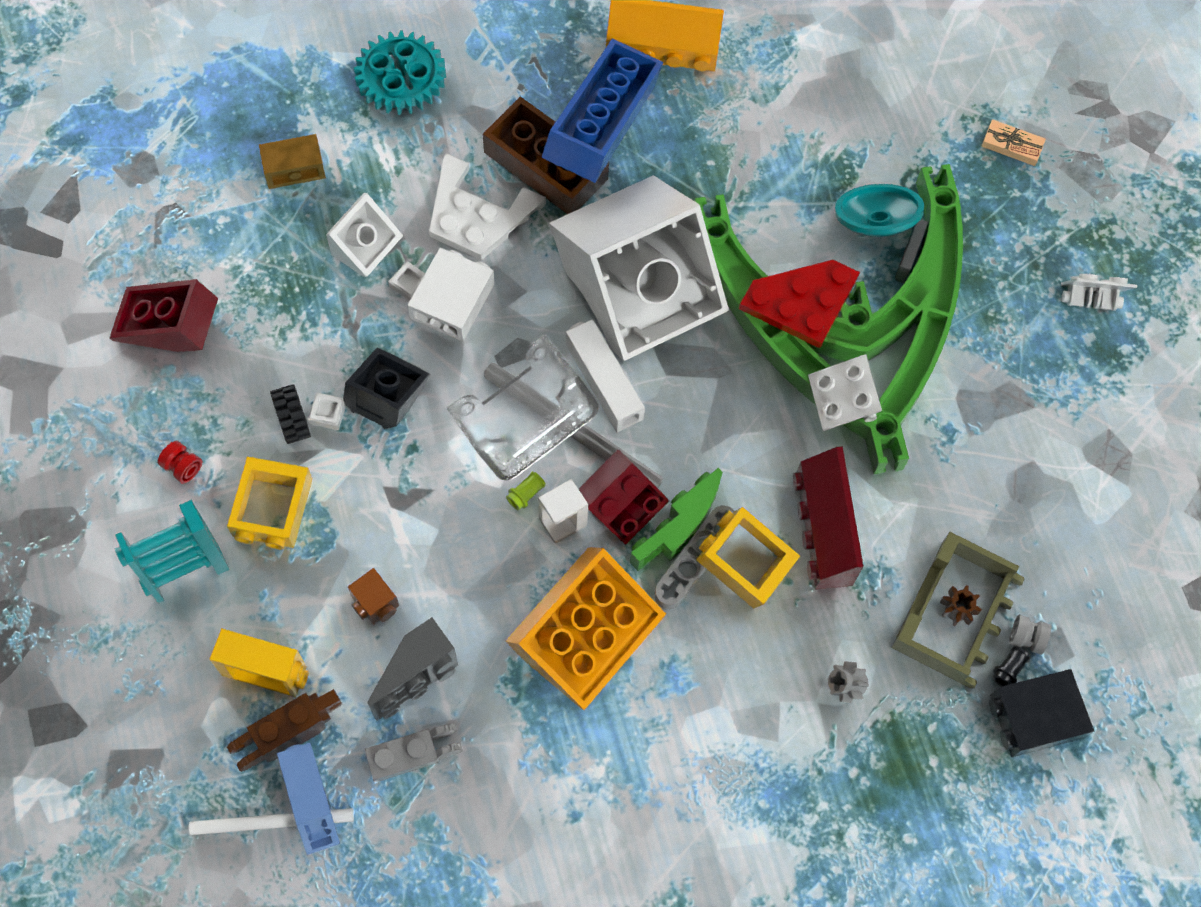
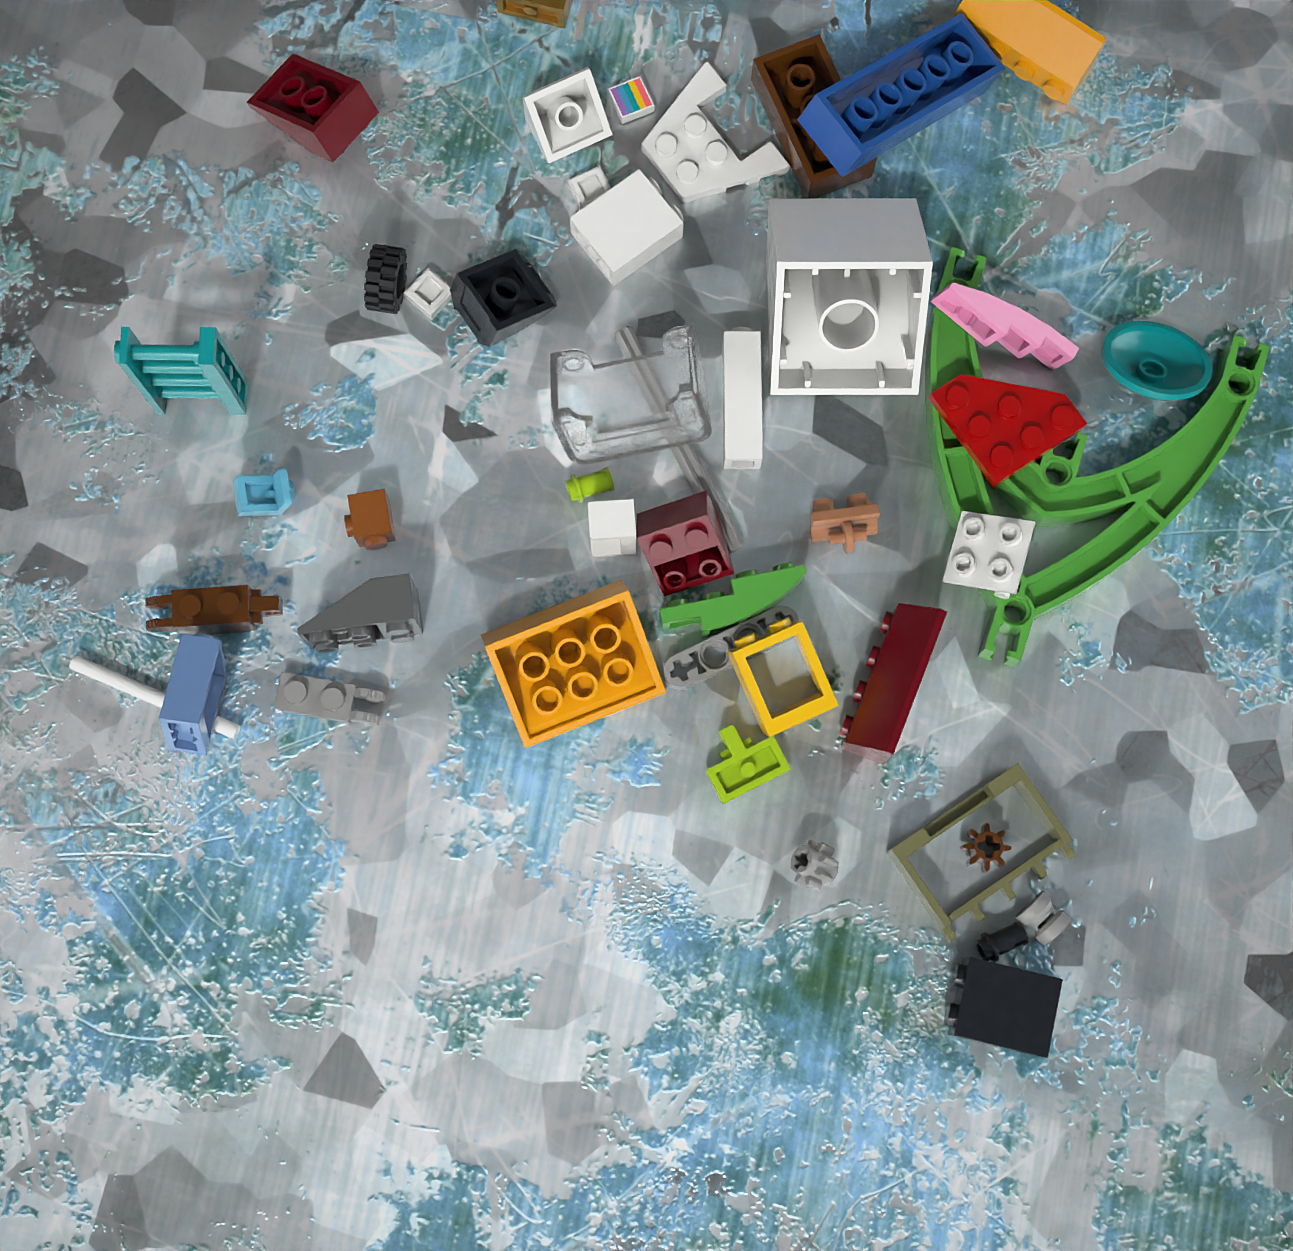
camera: 30 degrees right, 10 degrees up
(180, 462) = (249, 273): red wheel -> none
(259, 663) = (218, 529): yellow window -> none
(274, 473) = (362, 361): yellow window -> none
(279, 619) = (263, 494): none -> medium azure bracket
(404, 205) = (631, 99): none -> tile
(727, 428) = (844, 524): none -> nougat hips
(754, 636) = (745, 765): none -> lime hinge
(757, 232) = (994, 319): none -> bright pink slope
(910, 251) = (1166, 425): dark grey tile -> none

